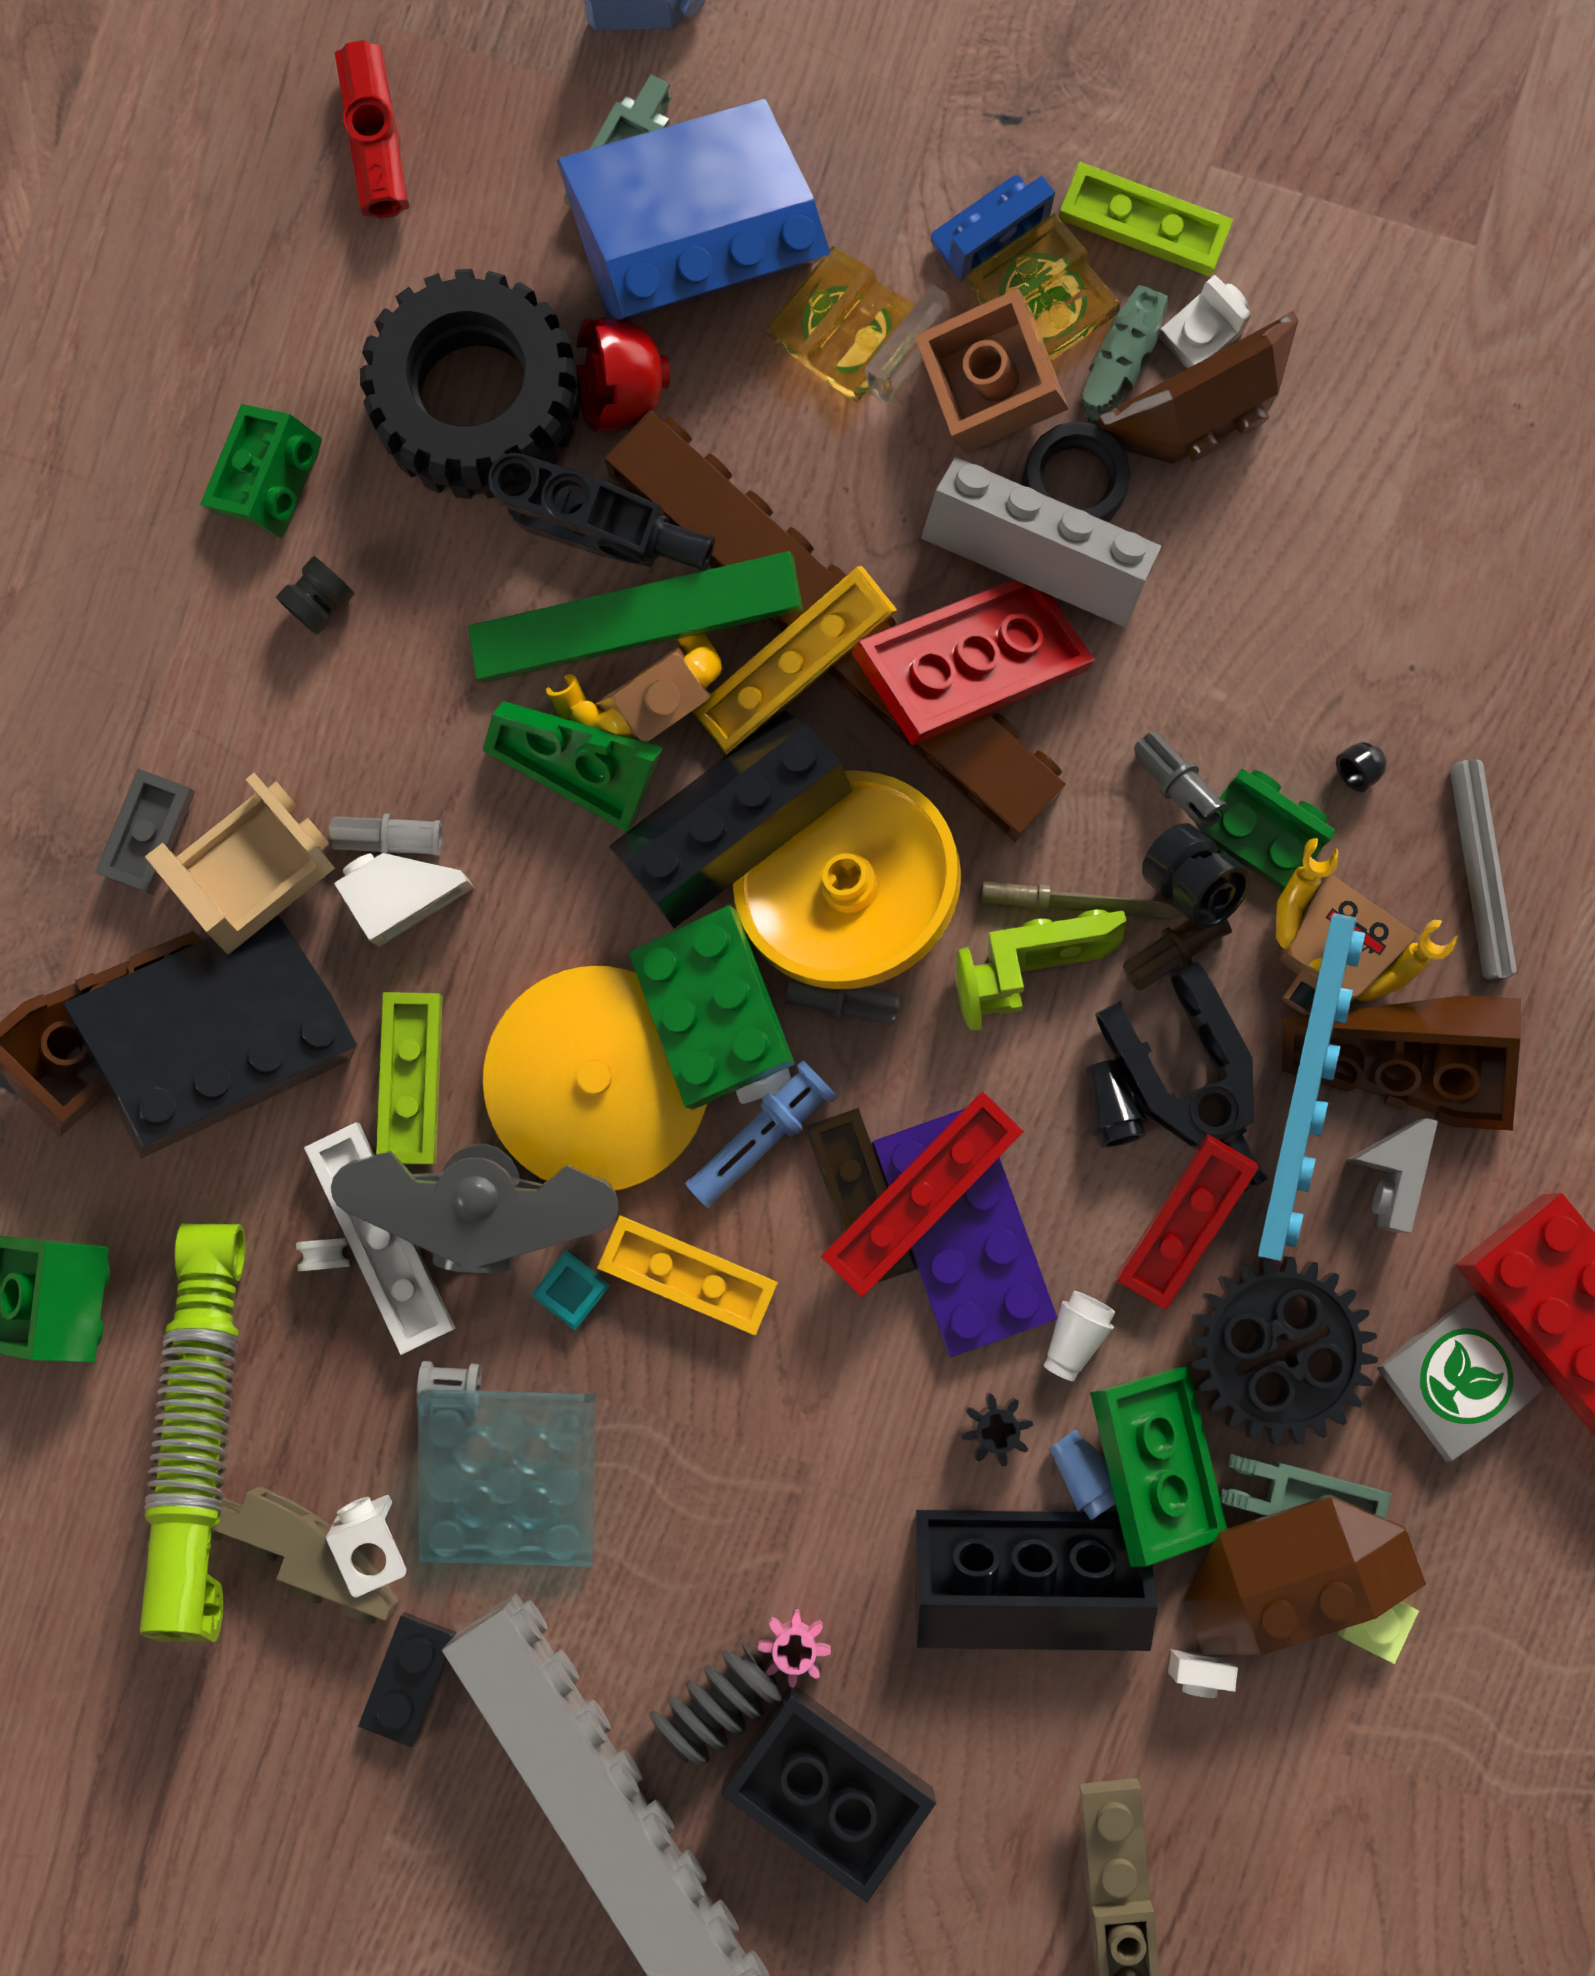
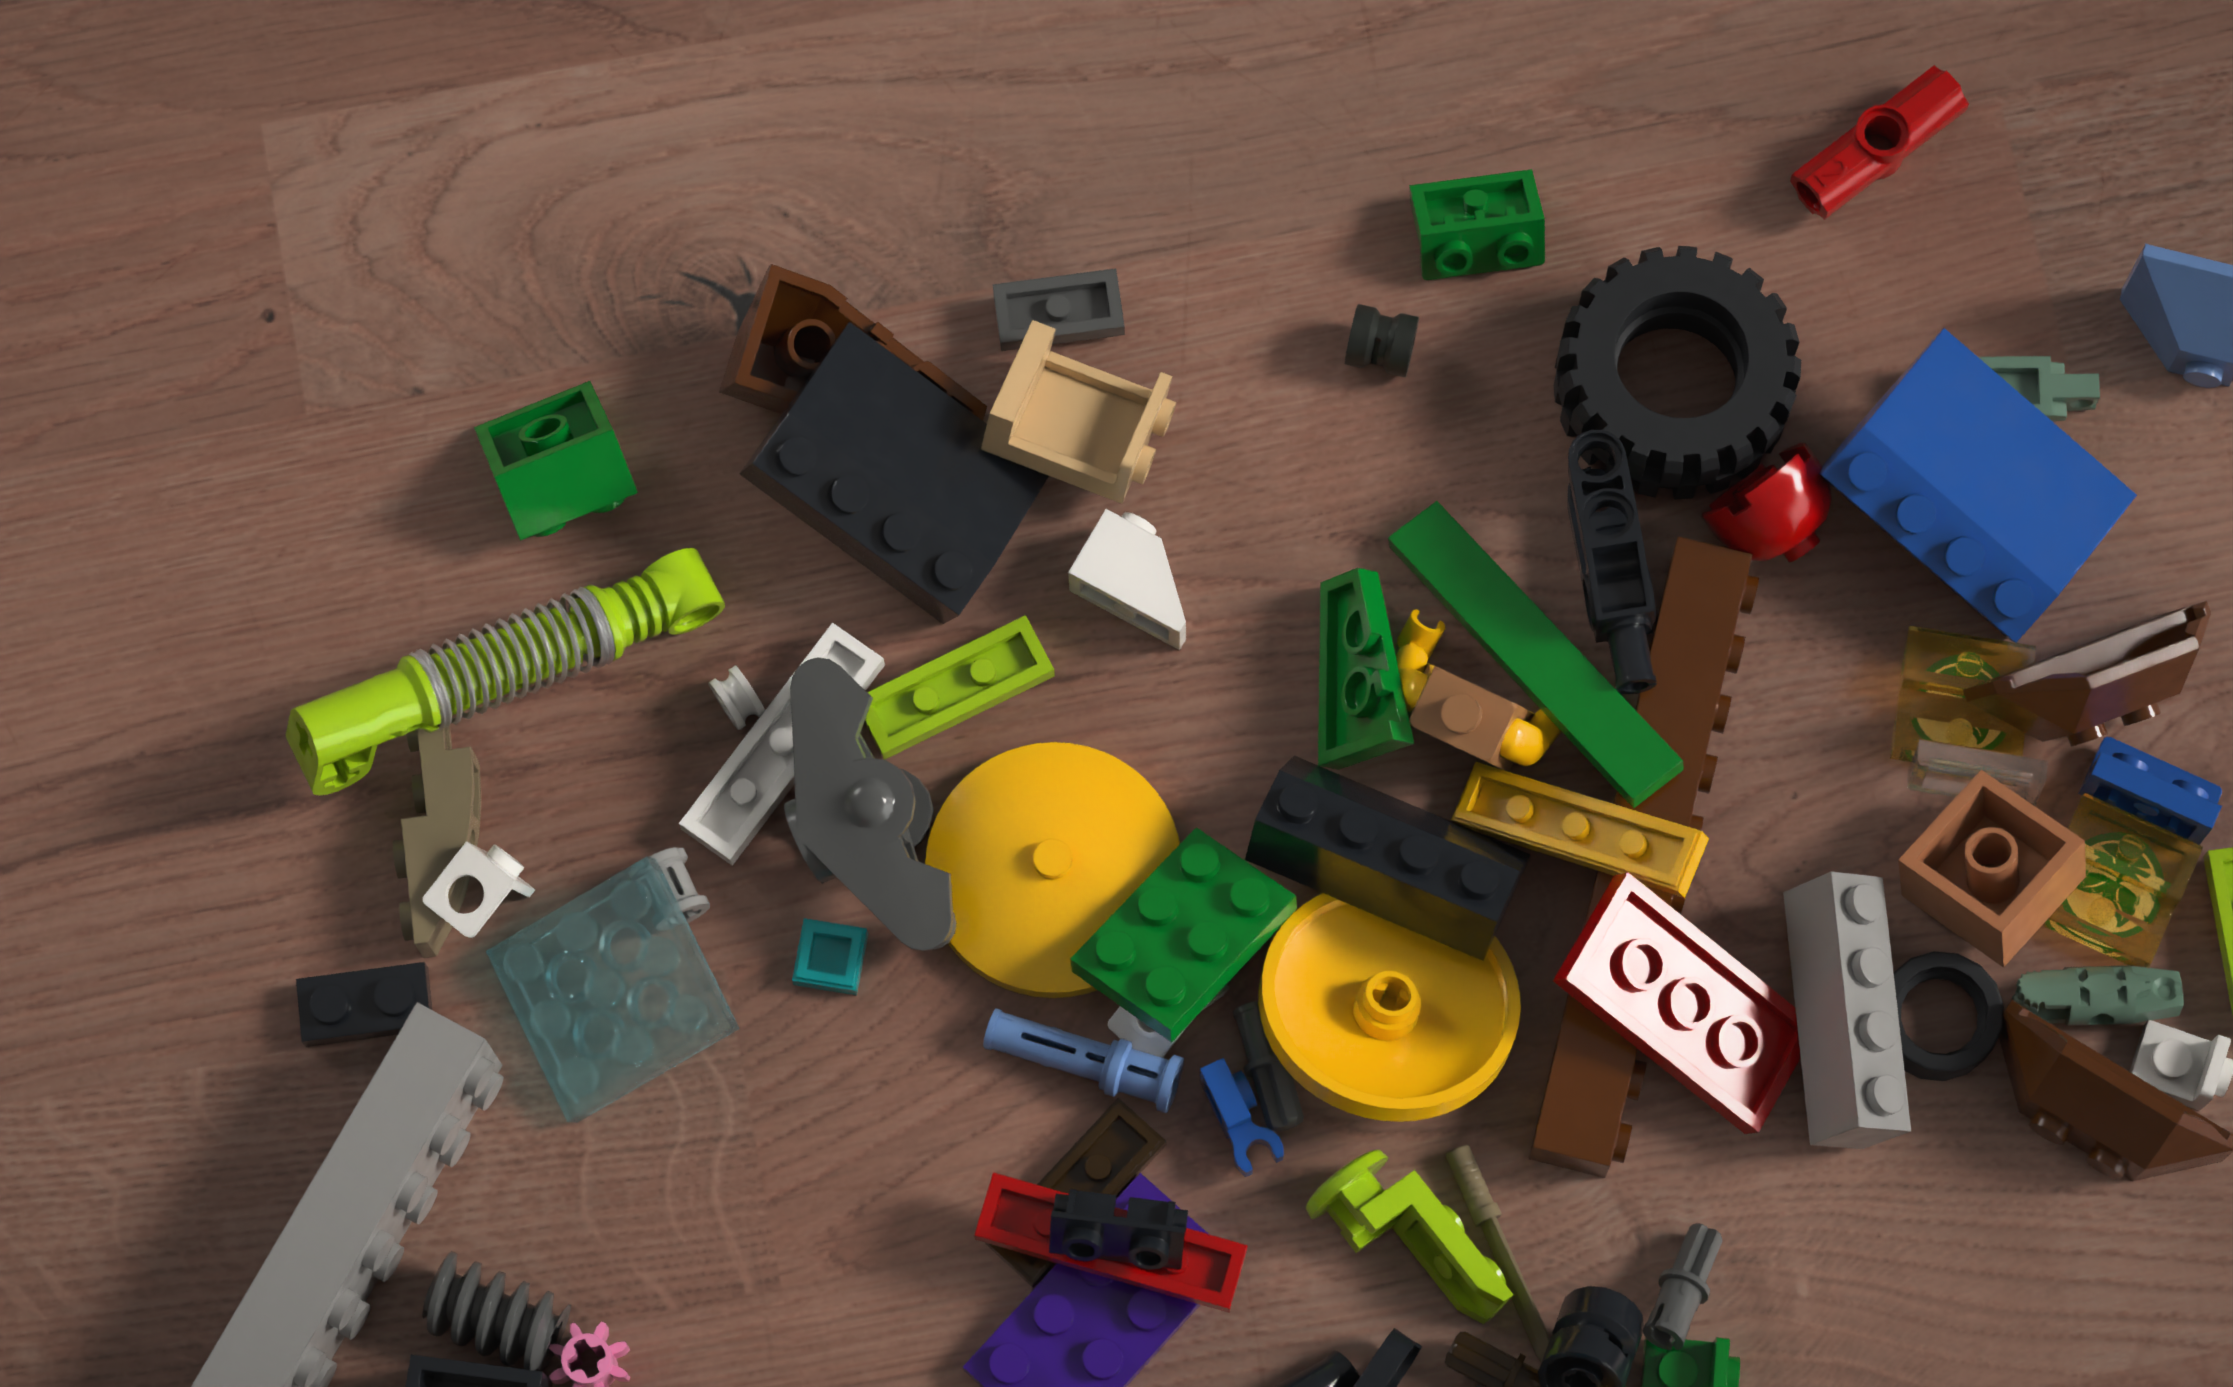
camera: 65 degrees right, 10 degrees down
(385, 835) = (1183, 536): light grey axle -> none
(687, 1275) = (905, 1061): yellow plate -> none
(855, 1042) = (1231, 1100): none -> blue plate
(889, 205) = (2098, 680): none -> reddish brown wedge
(939, 1165) = (1087, 1230): none -> black hinge

